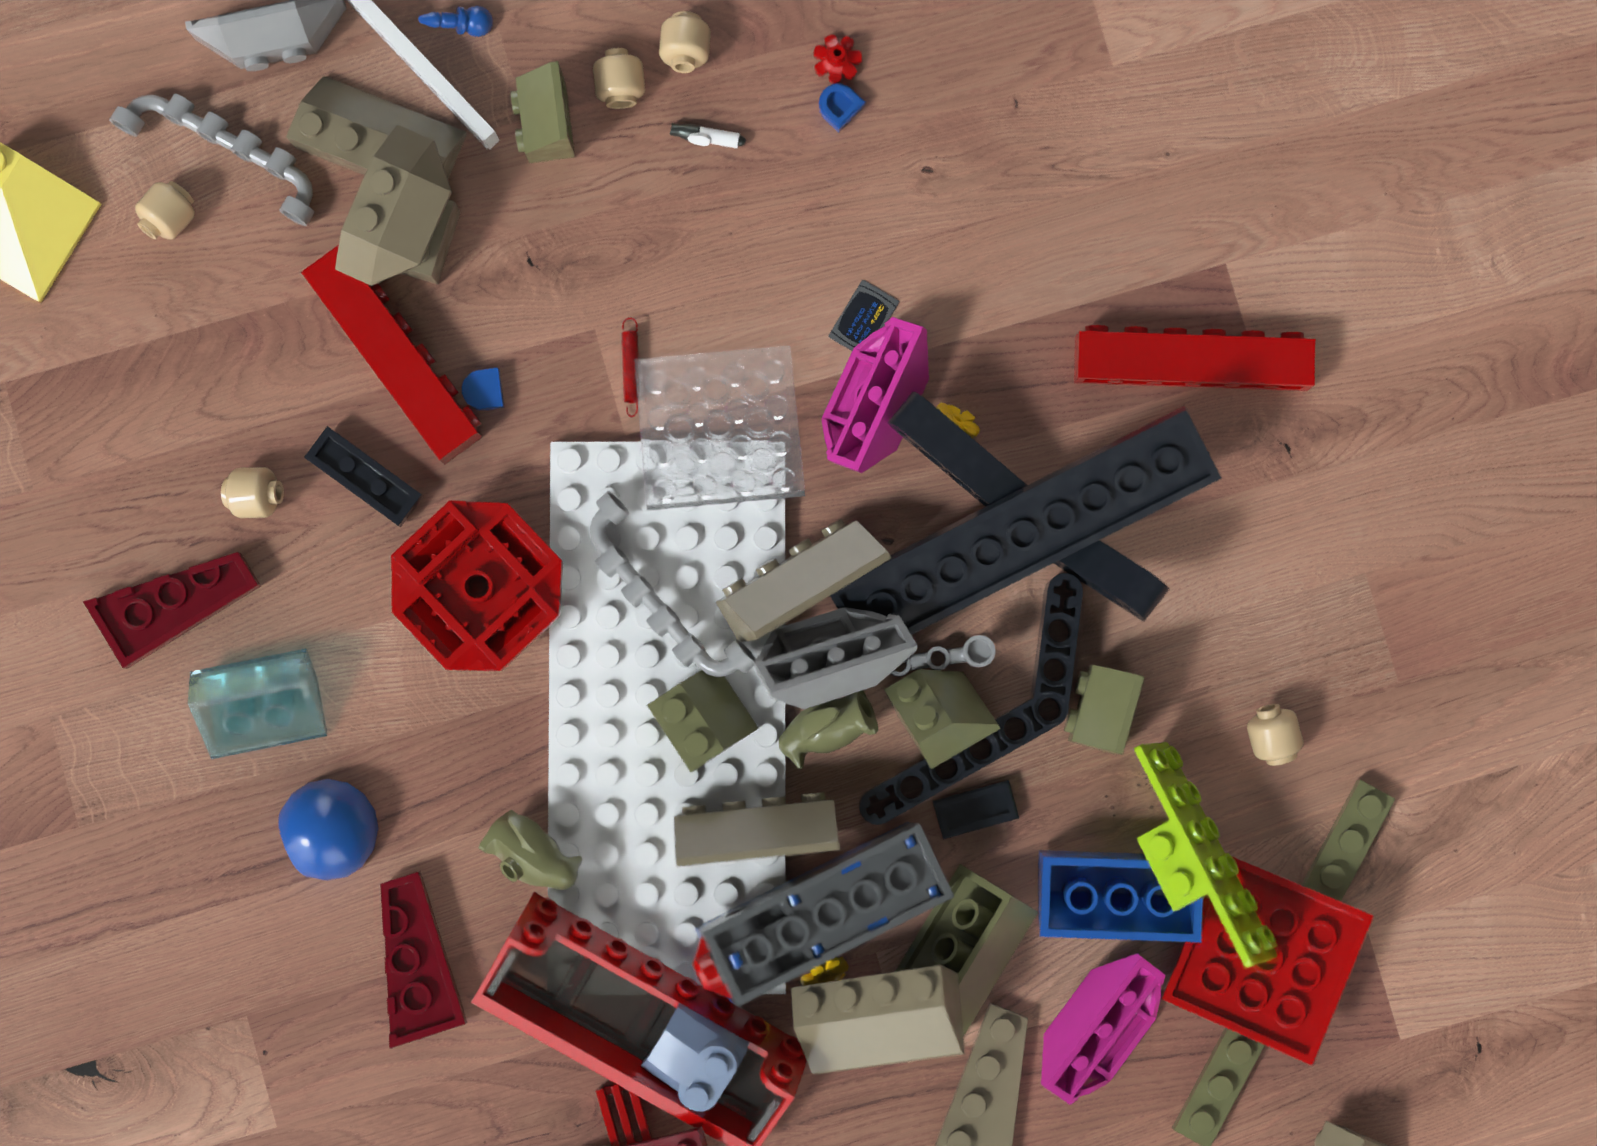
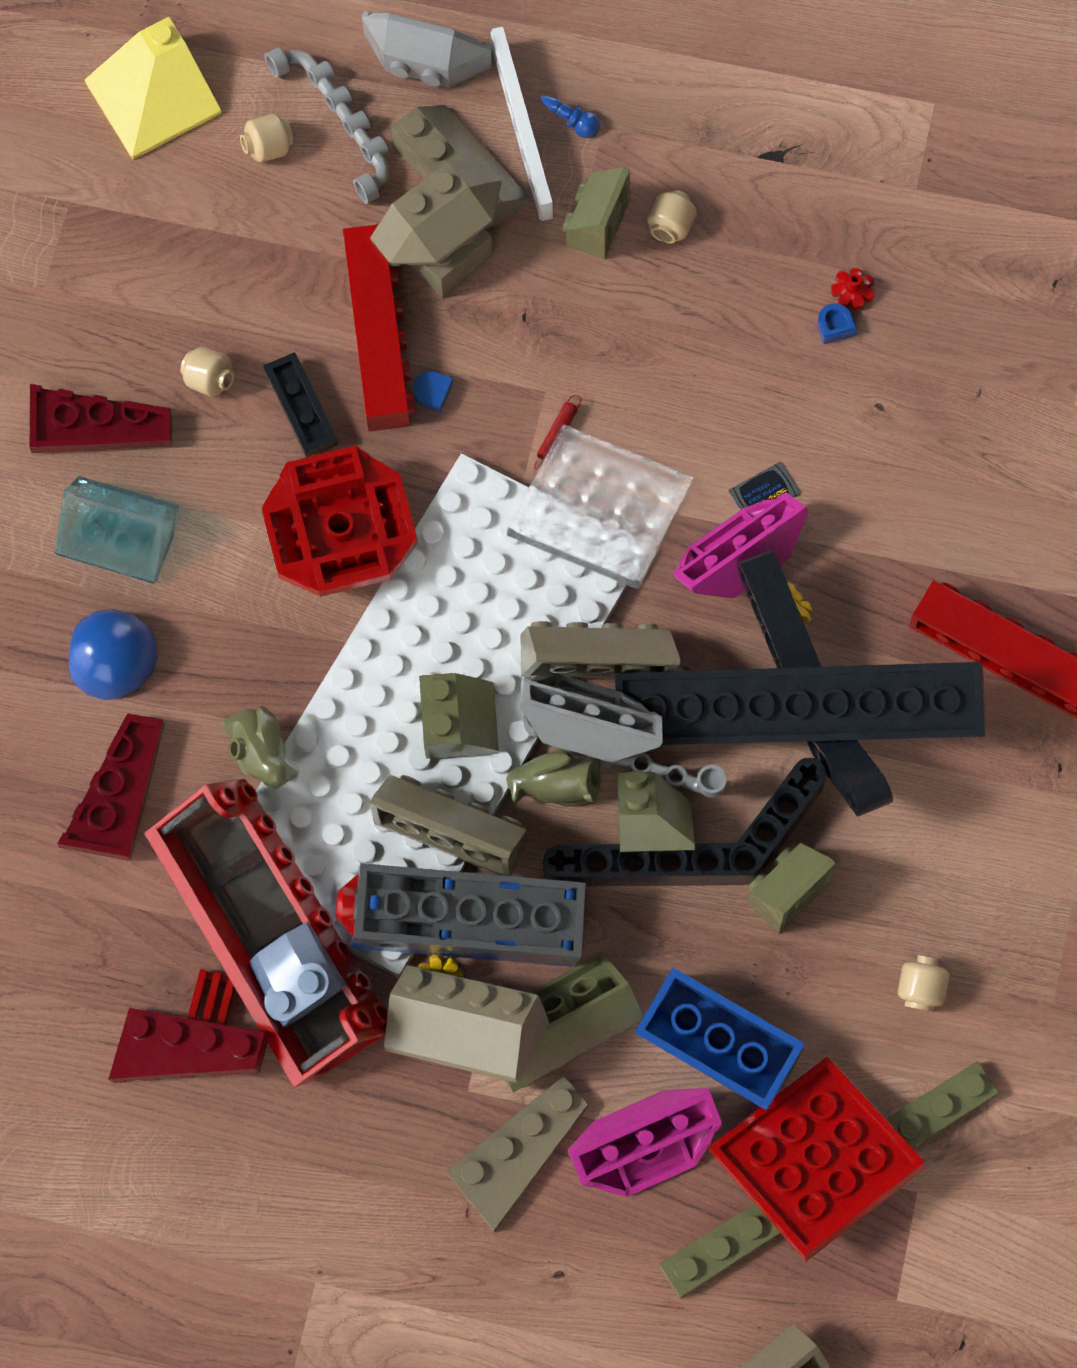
camera: 30 degrees right, 15 degrees down
(663, 617) = (464, 594): light grey bar -> none
(684, 42) = (738, 214): tan head -> none
(704, 136) = (717, 293): white piece -> none
(975, 809) = (639, 915): black tile -> none
(1191, 859) = (796, 1030): lime bracket -> none

